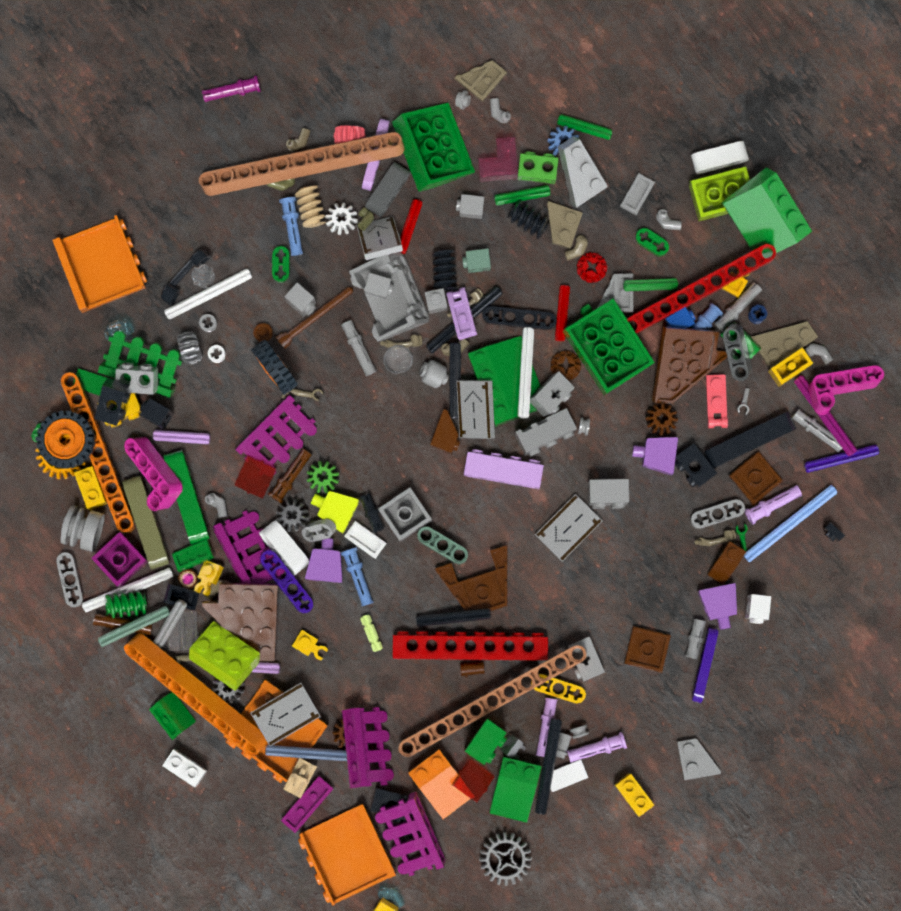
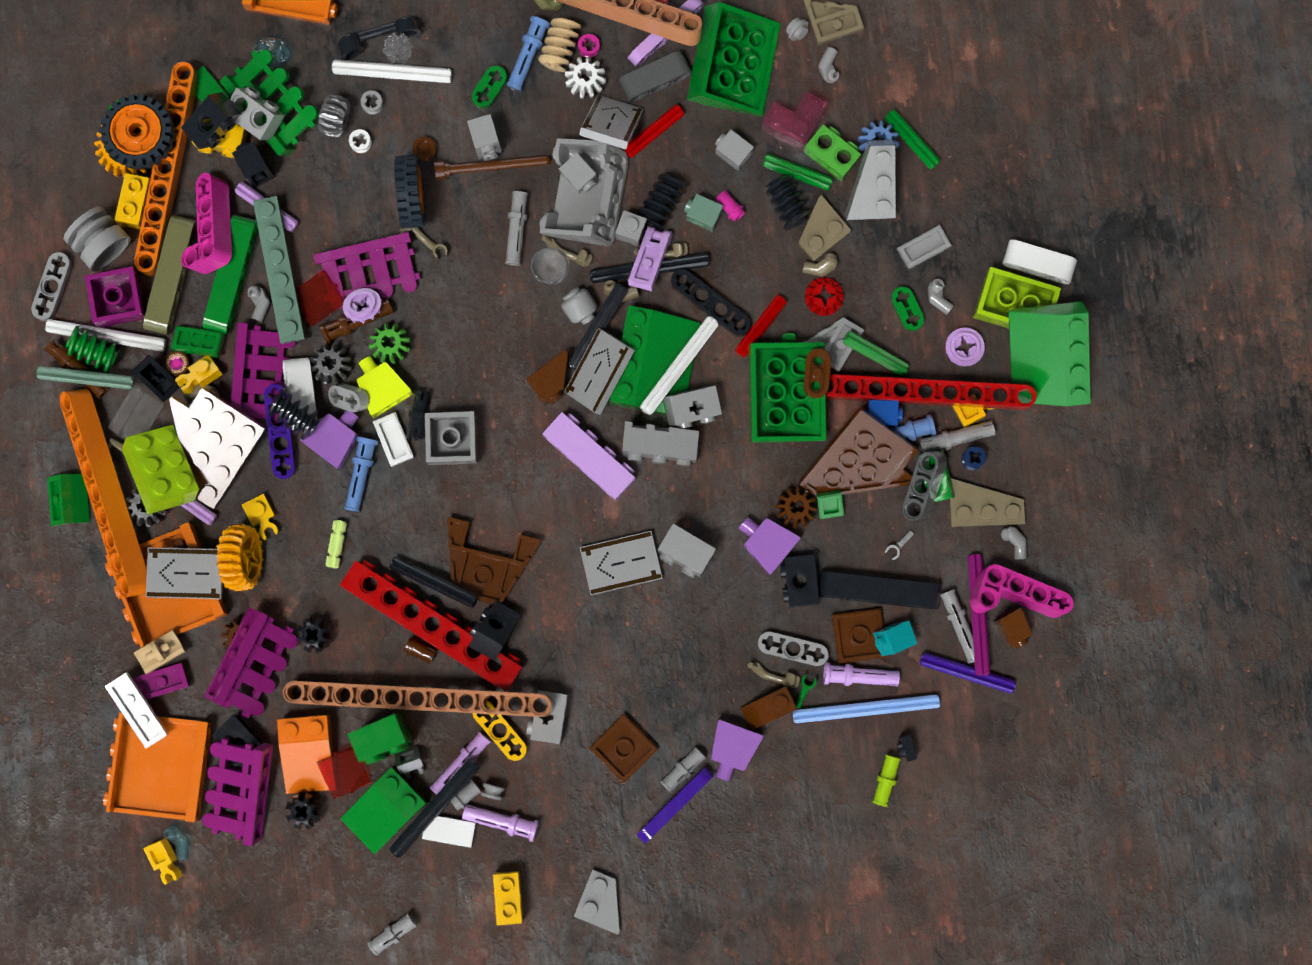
camera: 35 degrees right, 0 degrees up
(170, 623) = (125, 398): light grey axle -> none
(185, 768) = (44, 564): white brick -> none
(218, 473) = (279, 270): none -> sand green plate
(283, 459) = (360, 297): none -> lavender gear
(292, 563) = (293, 414): none -> black piece
(302, 752) = (182, 628): sand blue axle -> none
(309, 825) = (136, 710): none -> white plate
(315, 681) = (239, 557): none -> light orange gear
(328, 201) = (594, 41): none -> dark pink bush
(367, 218) = (613, 94): olive arm -> none
(398, 706) = (306, 635): none -> black piece
(449, 552) = (466, 486): sand green beam -> none
(459, 818) = (295, 811): none -> black piece
(491, 849) = (321, 868): light grey gear -> none
(493, 246) = (730, 206): none -> dark pink pin
(515, 624) = (494, 630): none -> black brick
(572, 359) = (740, 382): reddish brown gear -> none
(572, 867) = (392, 934): none -> light grey pin
(584, 426) = (706, 463): light grey bush -> none
(621, 322) = (817, 374): none -> reddish brown plate
(682, 403) = (830, 504): none -> green tile
(715, 244) = (970, 337): none -> lavender gear
(716, 400) = (869, 524): coral plate -> none
(757, 608) = (770, 779): white brick -> none
(780, 465) = (895, 638): none -> teal brick
(790, 367) = (973, 538): yellow brick -> none
(833, 562) = (886, 780): none -> lime pin
(853, 410) = (1013, 628): none -> reddish brown slope

